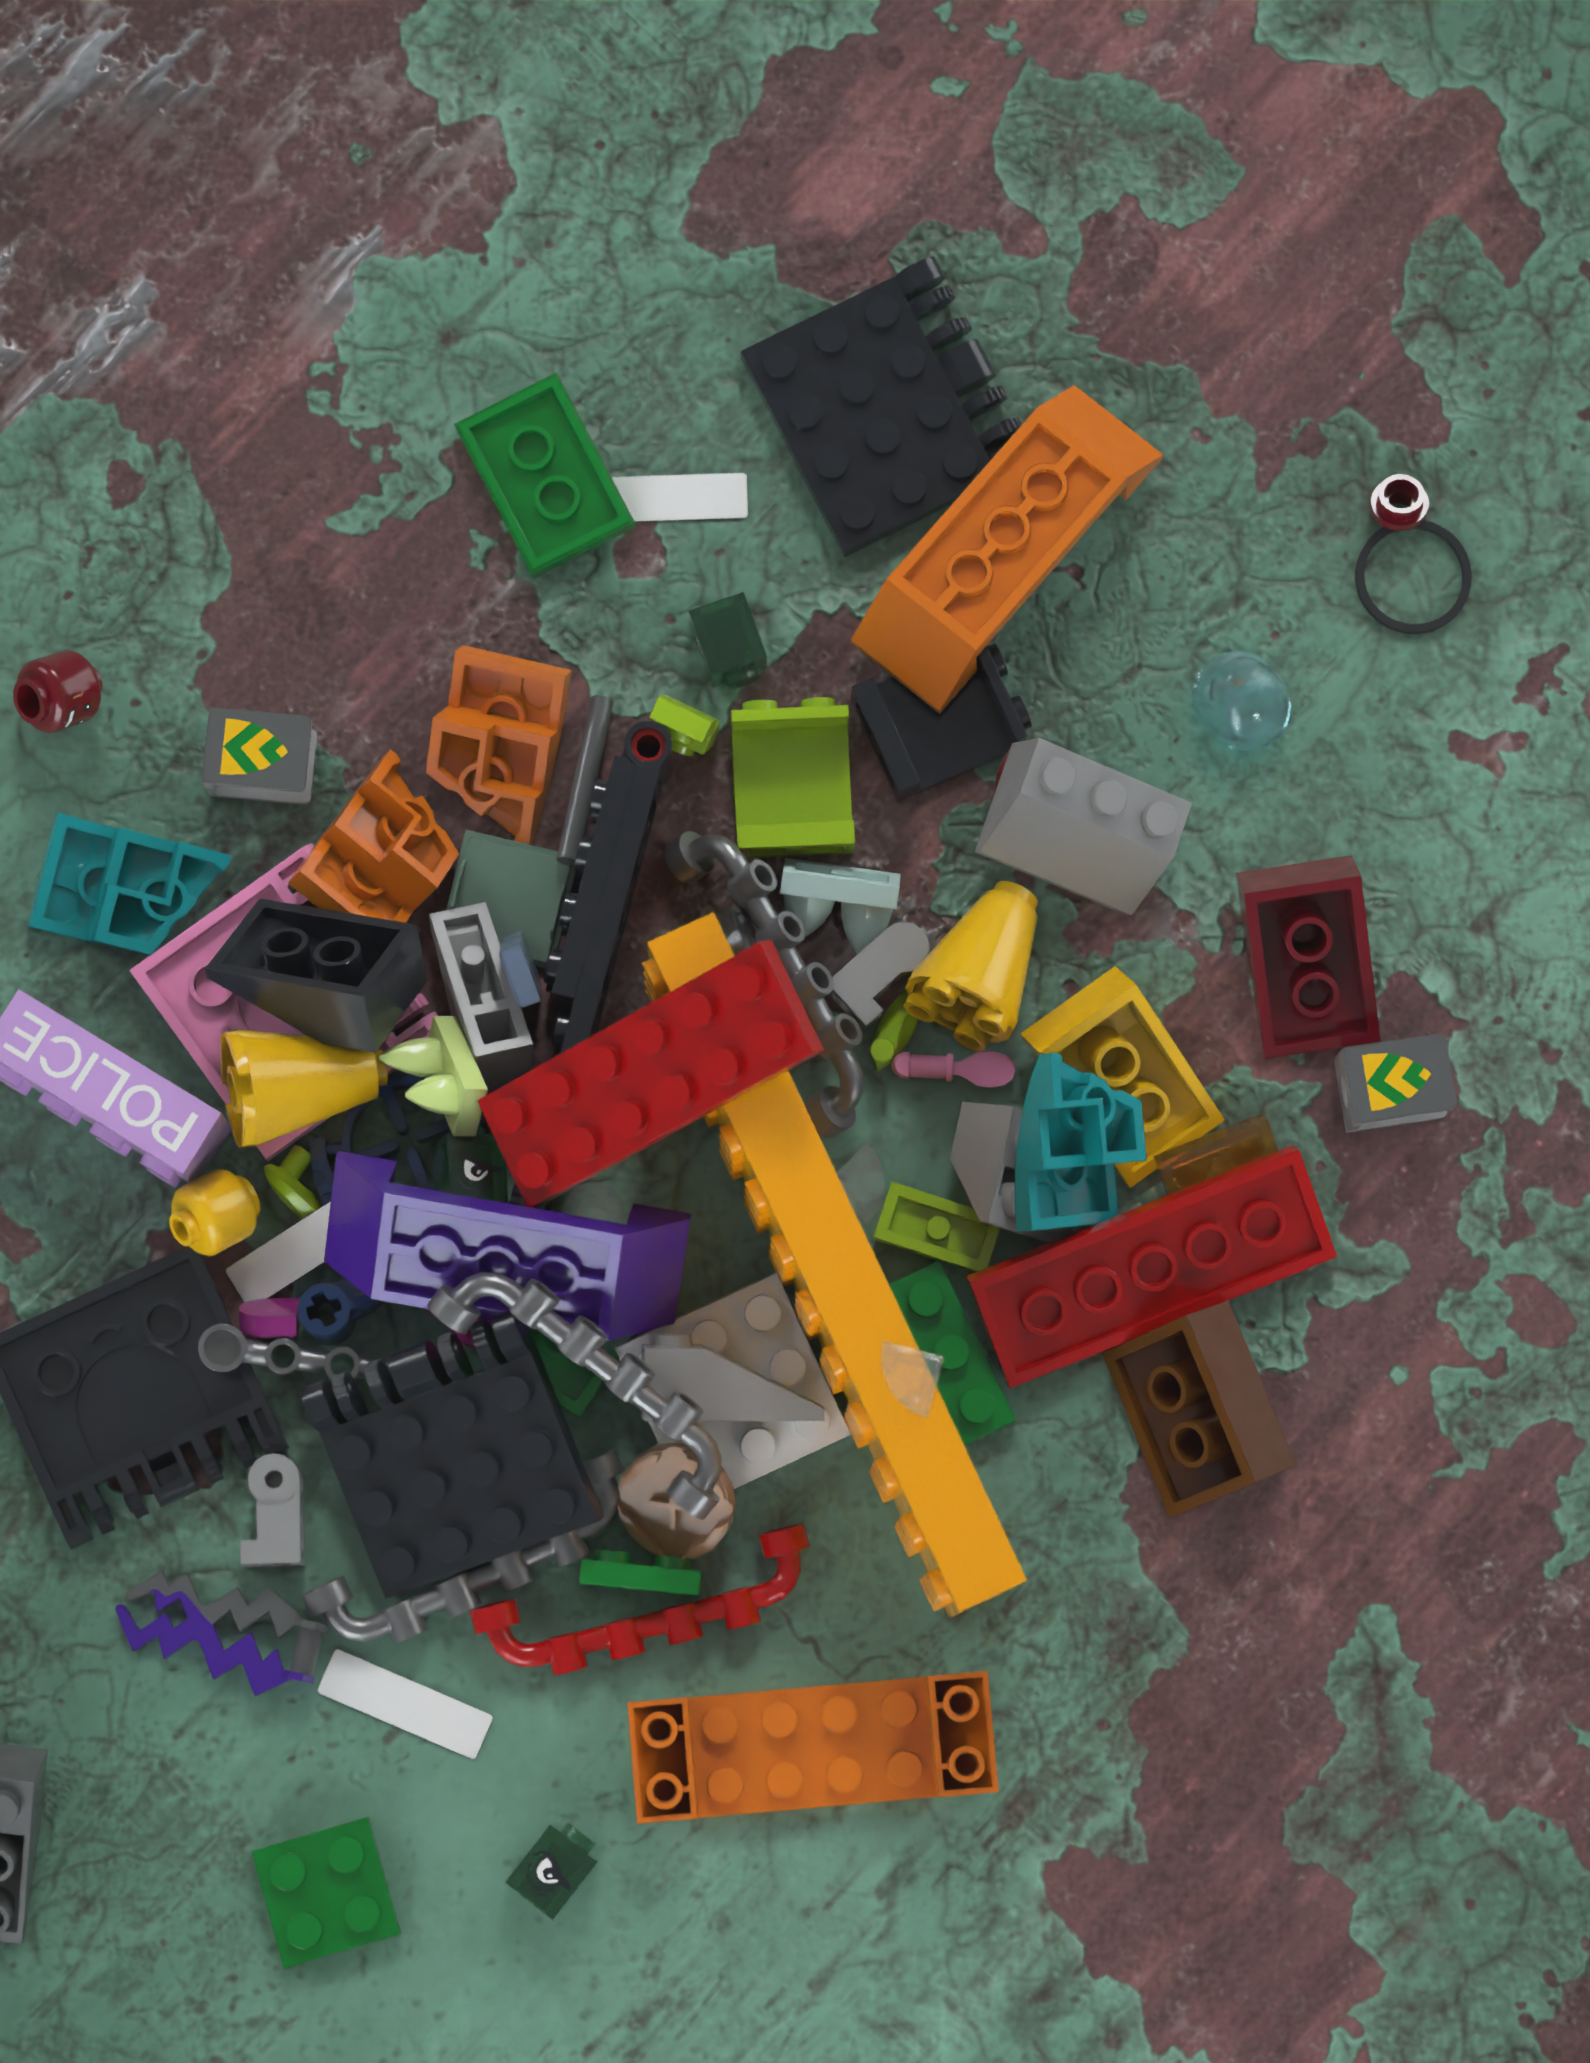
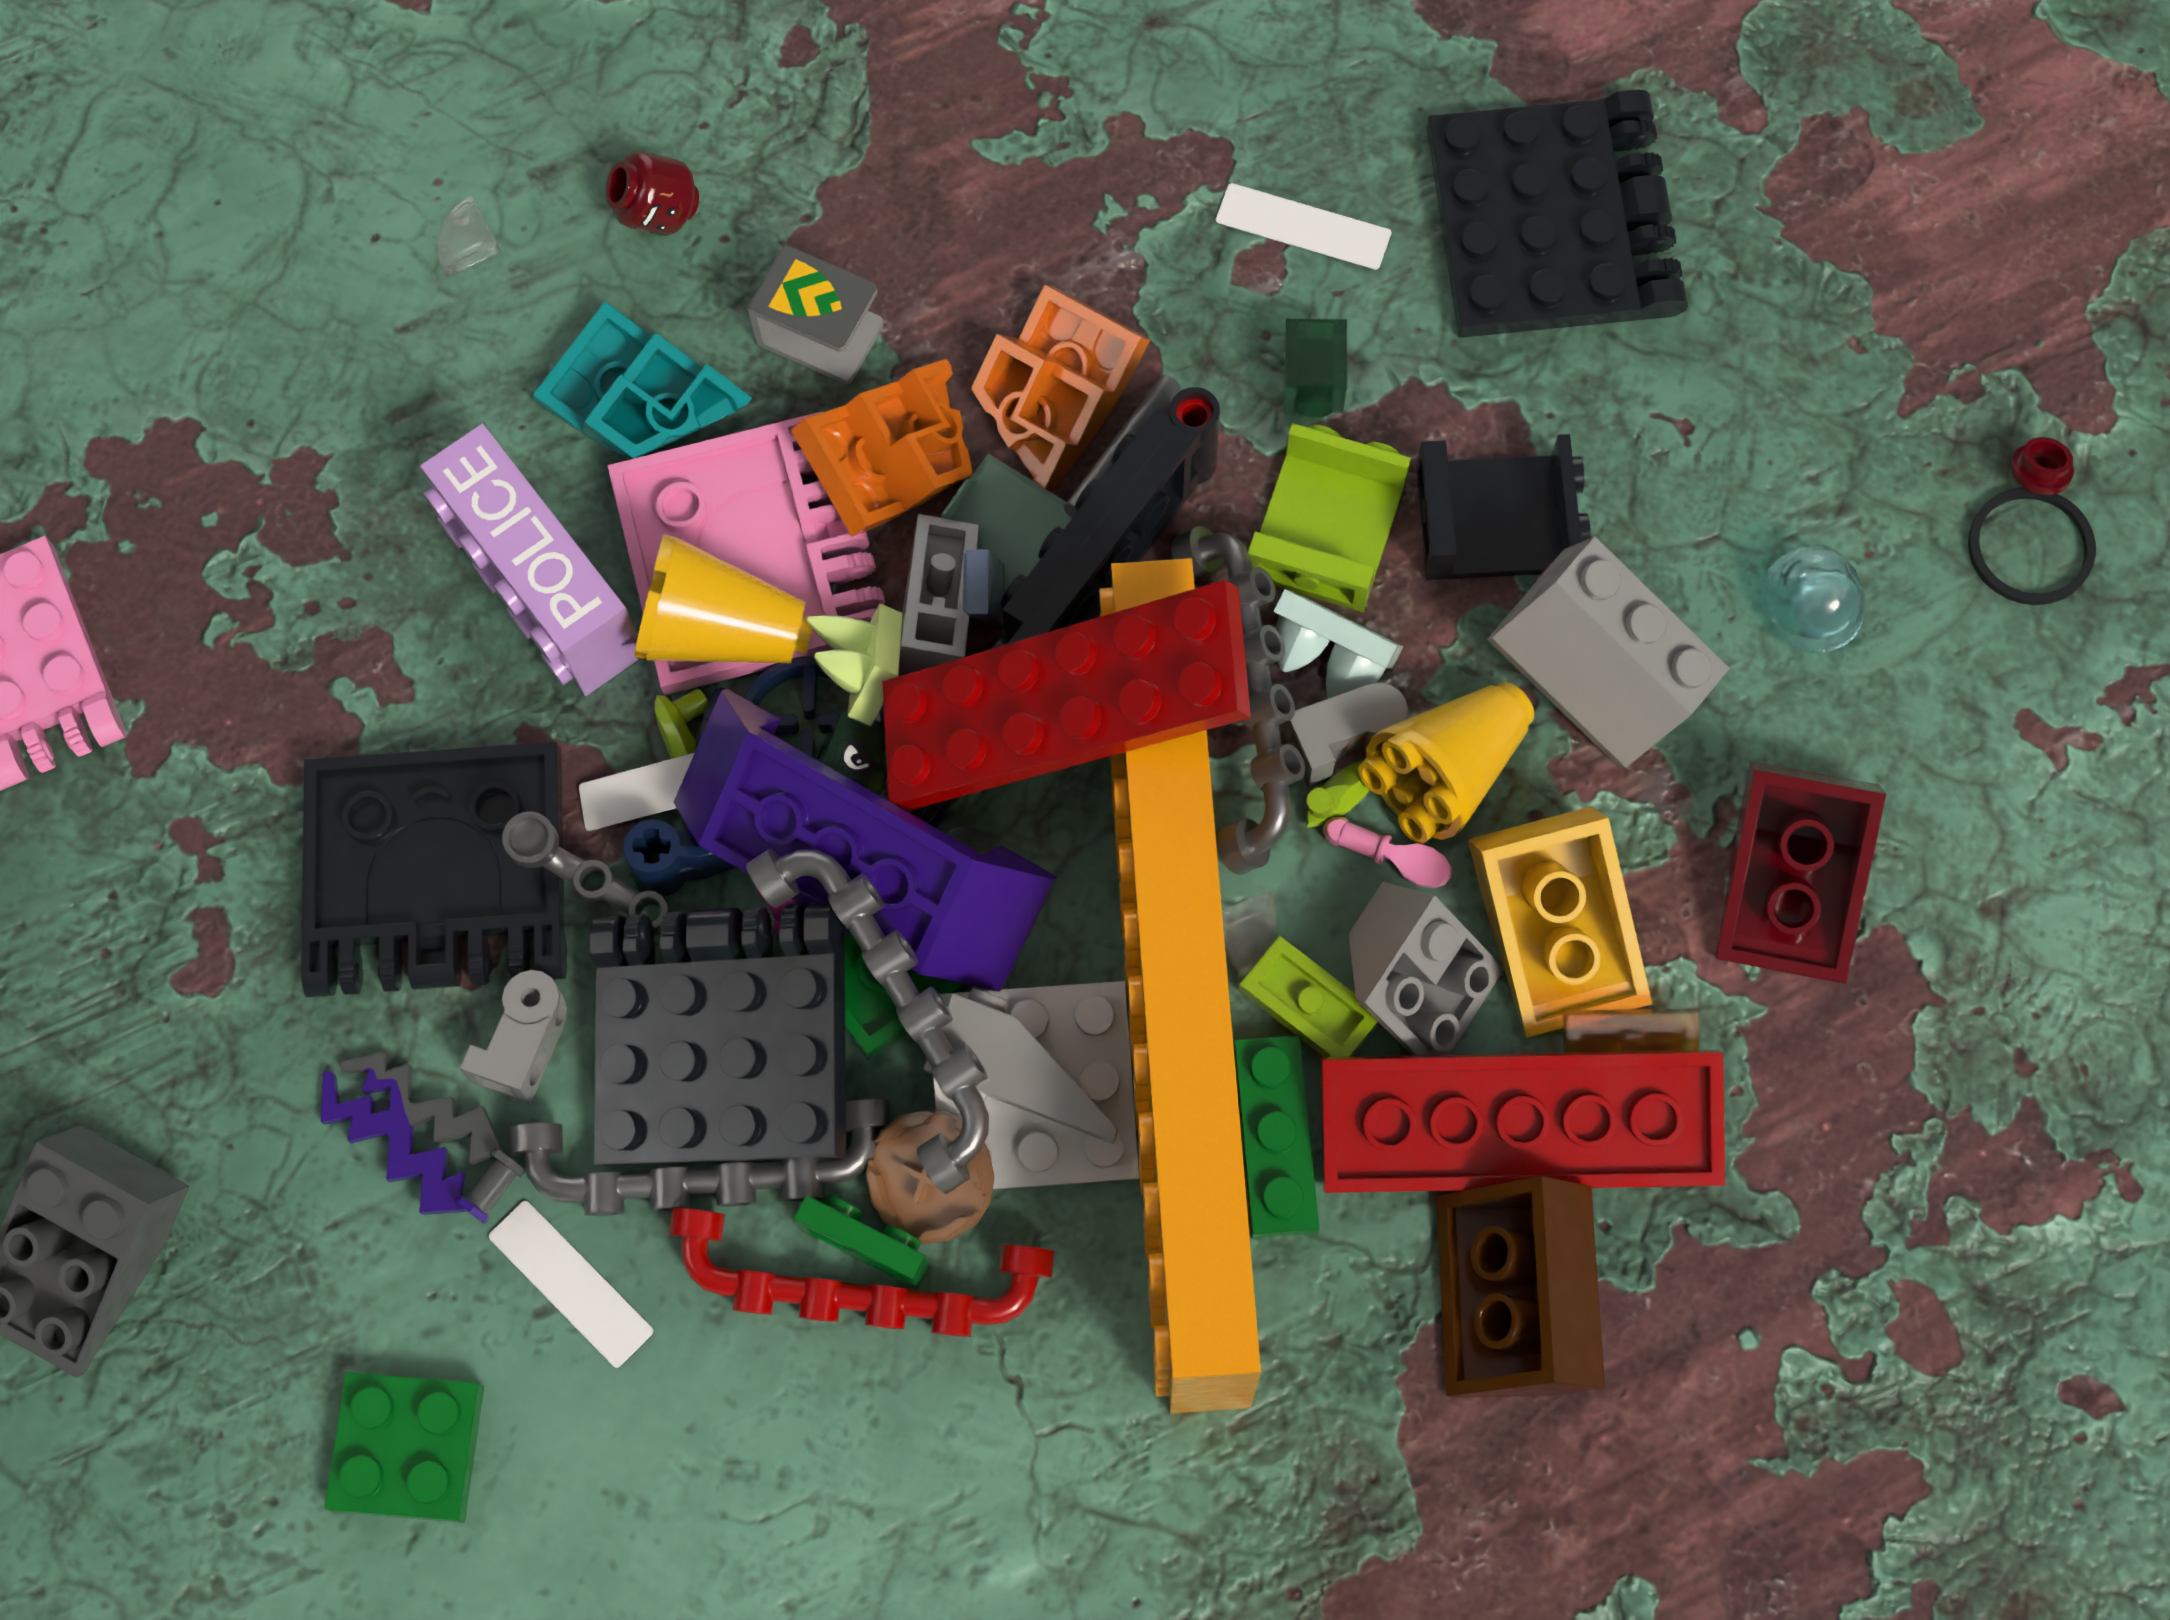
camera: 30 degrees right, 10 degrees down
(214, 1212) = (587, 717): yellow head -> none
(270, 1318) = (595, 841): magenta tile -> none
(323, 970) = (790, 519): black slope -> none
(545, 475) = (1196, 166): green tile -> none
(554, 1868) = (645, 1514): clear green brick -> none
(687, 726) = (1243, 421): lime slope -> none
(812, 1747) = (968, 1491): orange slope -> none
(911, 1376) = (1216, 1100): clear tile -> none
(1000, 543) = (1615, 361): orange slope -> none
(1068, 1147) = (1481, 958): teal slope -> none
(1395, 1082) = (1849, 1026): piece -> none

